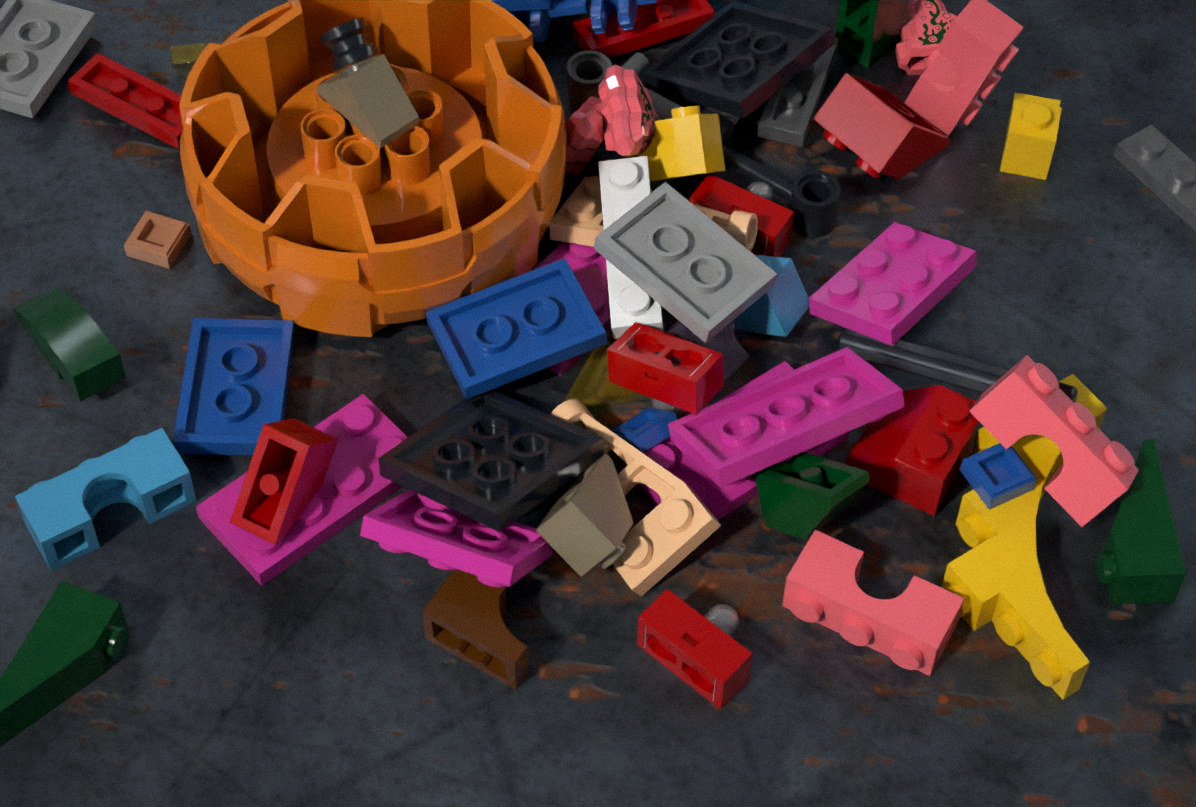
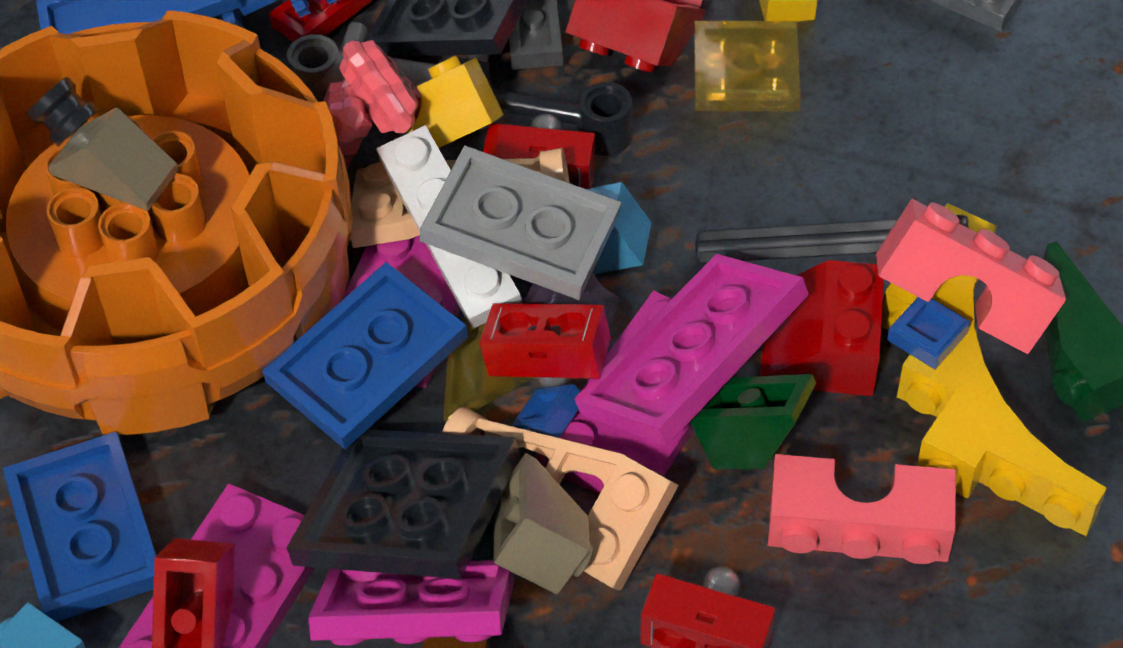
camera: 20 degrees left, 0 degrees up
(893, 283) = (723, 173): dark pink plate -> none
(960, 199) = (746, 66): none -> clear yellow plate

